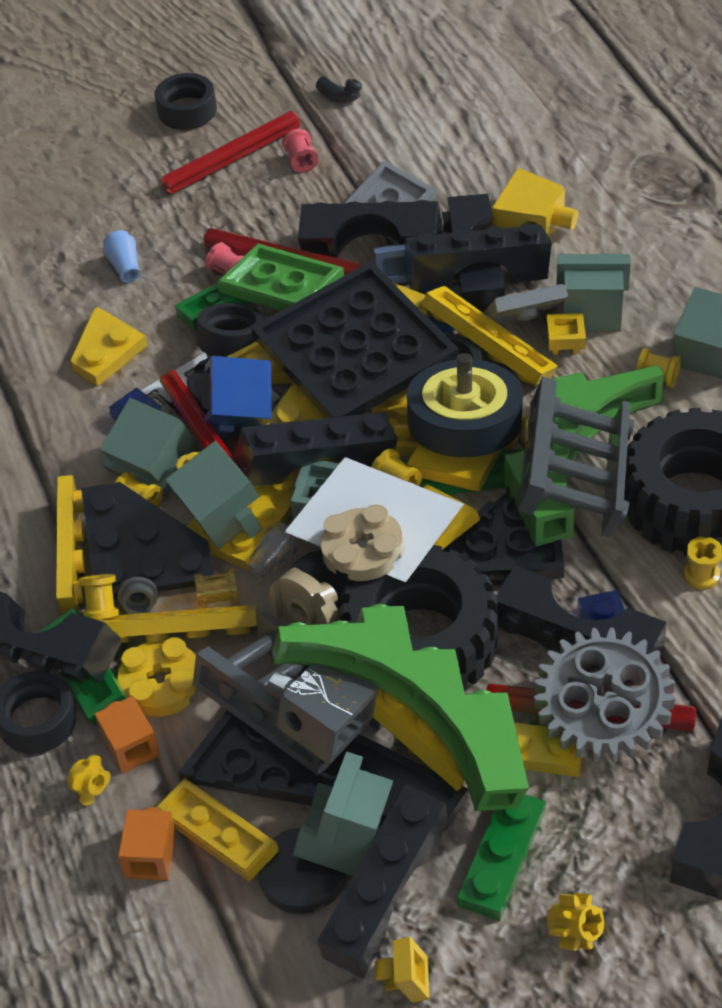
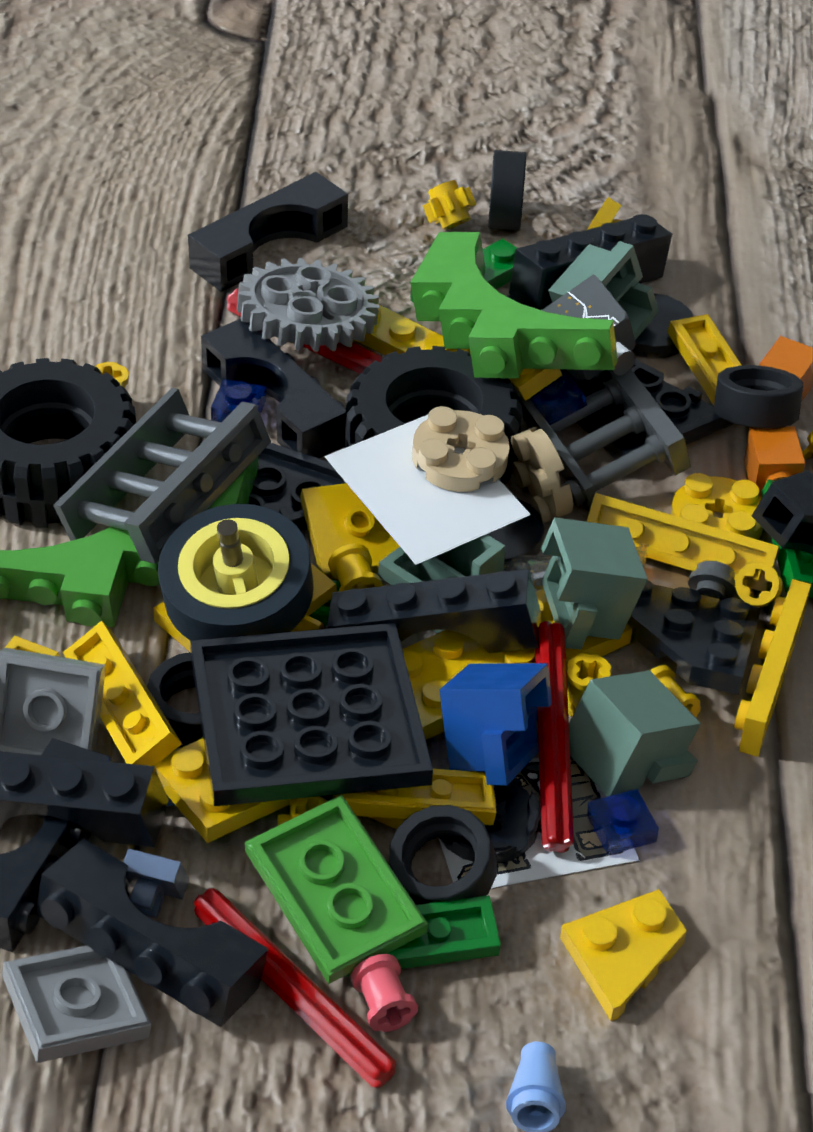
camera: 160 degrees left, 5 degrees down
(156, 728) = (758, 396): none -> black tyre
(523, 950) = (507, 190): none -> black tyre

